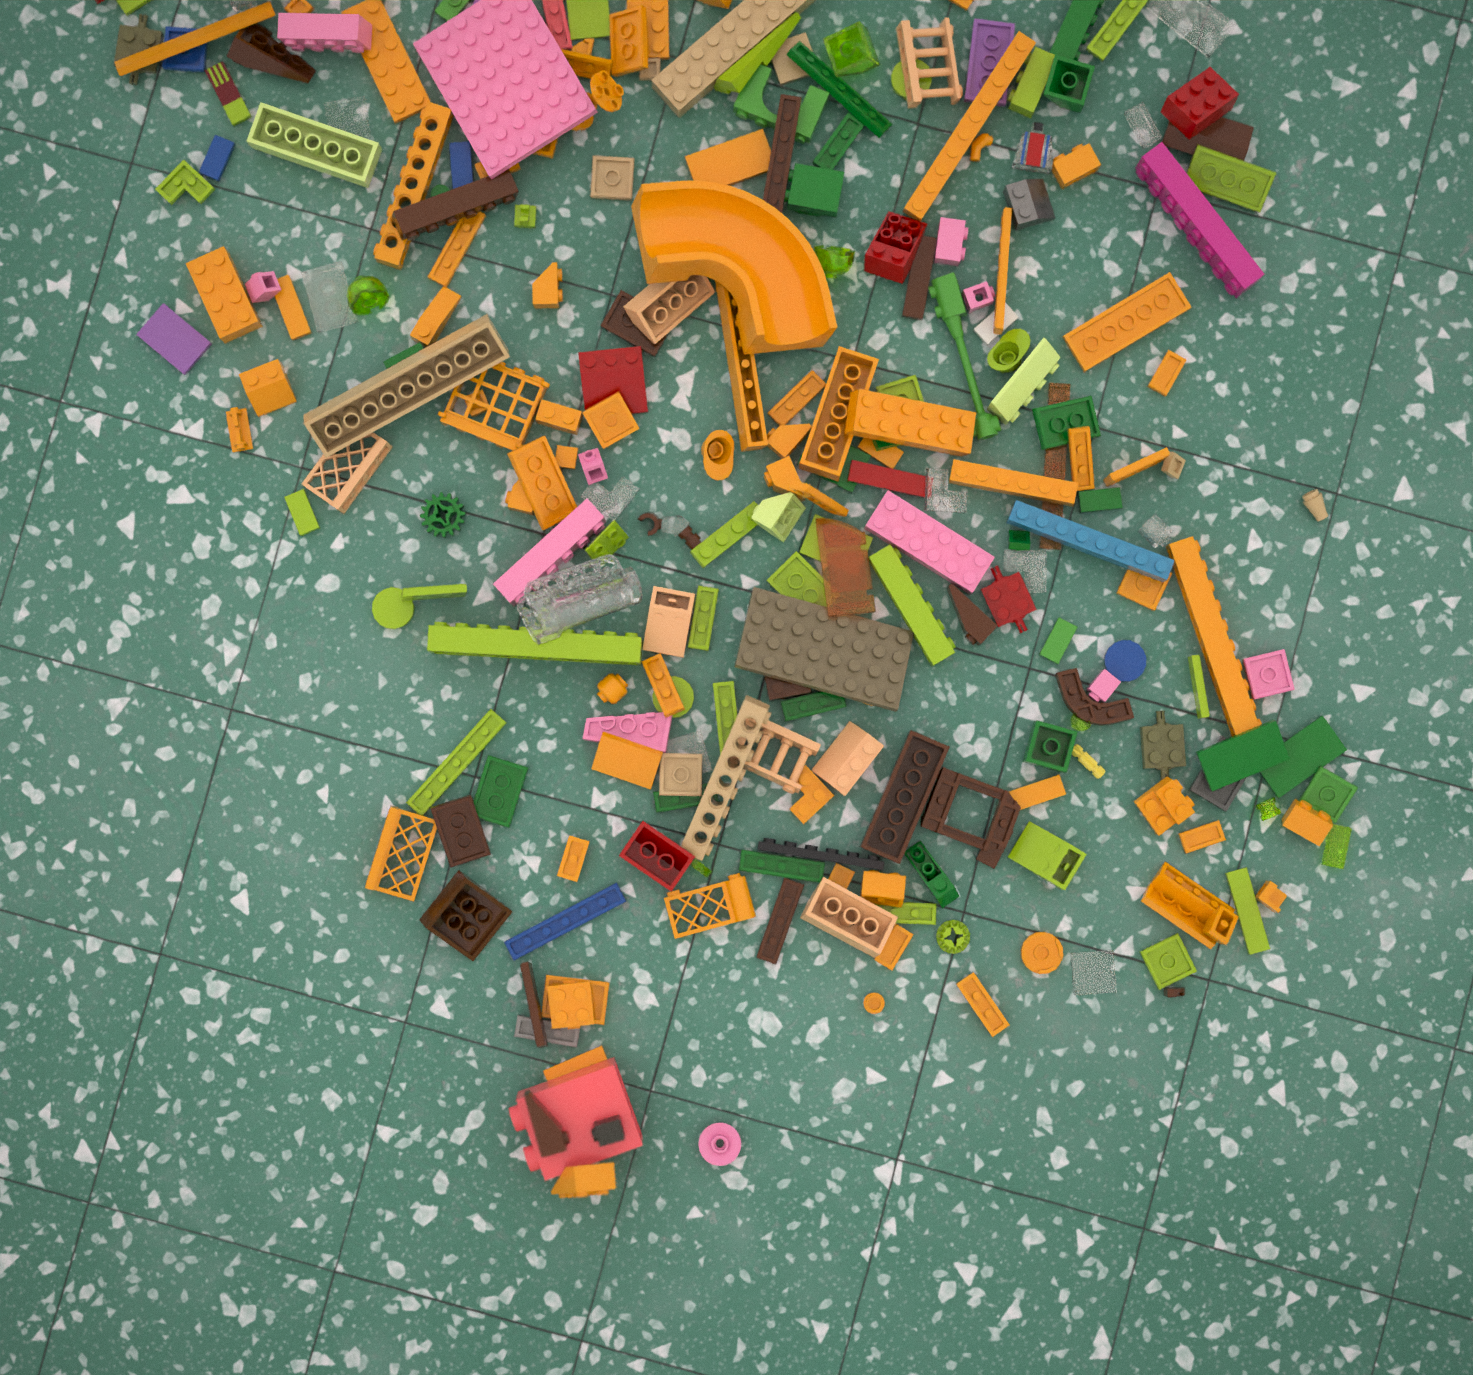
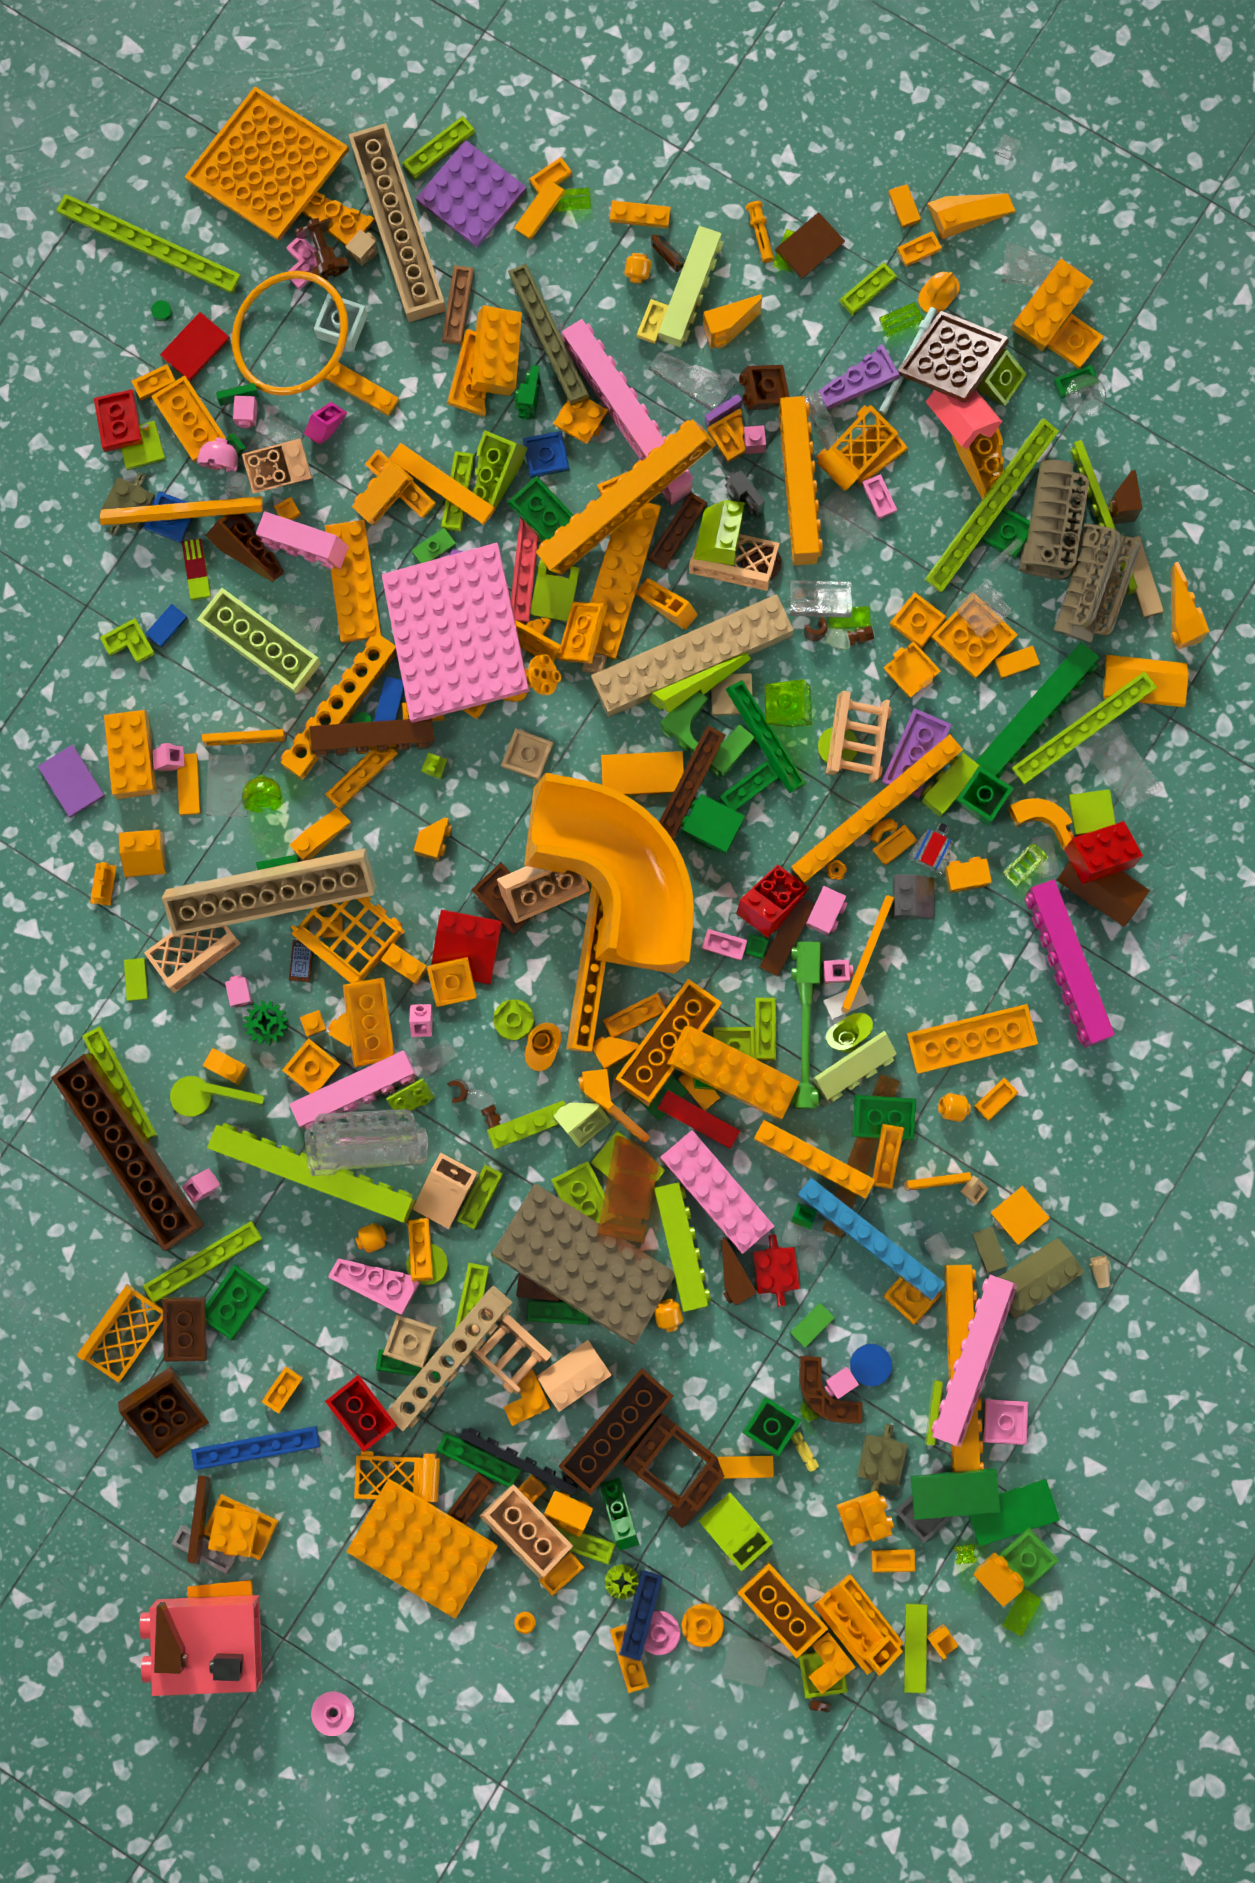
camera: 25 degrees right, 5 degrees down
(319, 619) = (103, 1052): none -> lime tile
(330, 244) = (244, 737): none -> light orange tile
(349, 679) = (127, 1152): none -> reddish brown brick
(406, 493) = (239, 991): none -> bright pink brick
(417, 568) = (225, 1066): none -> light orange slope
(431, 689) = (201, 1185): none -> bright pink brick
(457, 447) = (300, 962): none -> tile
(488, 502) = (313, 1023): none -> light orange plate
(500, 544) = (311, 1067): none -> light orange plate
(566, 457) = (399, 1003): light orange tile -> none
(585, 1180) = (190, 1708): light orange slope -> none
(627, 760) = (363, 1311): light orange tile -> none
(681, 438) = (513, 1019): none -> lime tile
(701, 868) = (401, 1437): clear neon green tile -> none
(755, 964) = (422, 1548): none -> light orange plate
(834, 260) = (709, 894): clear neon green cylinder -> none
(861, 304) = (724, 944): none -> bright pink plate
(892, 296) = (756, 946): none -> green tile
(919, 673) = (668, 1315): none -> light orange head
(926, 372) = (765, 1028): none -> lime tile
(937, 494) = (739, 1150): clear plate -> none
(947, 193) = (831, 869): none -> light orange plate
(981, 961) = (640, 1615): none -> dark blue plate
(995, 158) = (895, 845): none -> light orange tile
(1003, 972) = (662, 1633): none -> bright pink tile
(1100, 500) = (894, 1201): green tile -> none
(1113, 914) = (782, 1610): none -> light orange brick
(1130, 392) = (954, 1107): none -> light orange head
(1133, 82) = (1044, 811): none -> light orange arch
(1135, 122) = (1029, 869): none -> clear neon green slope
(1174, 67) = (1091, 811): none -> lime tile
(1178, 949) = (835, 1663): none -> light orange plate
(1204, 517) = (989, 1249): none -> olive tile
(1222, 476) = (1019, 1215): none -> light orange tile
(1224, 624) = (974, 1360): none -> bright pink brick
(1230, 178) = (1111, 932): lime tile -> none
(1256, 530) = (1041, 1276): none -> olive slope

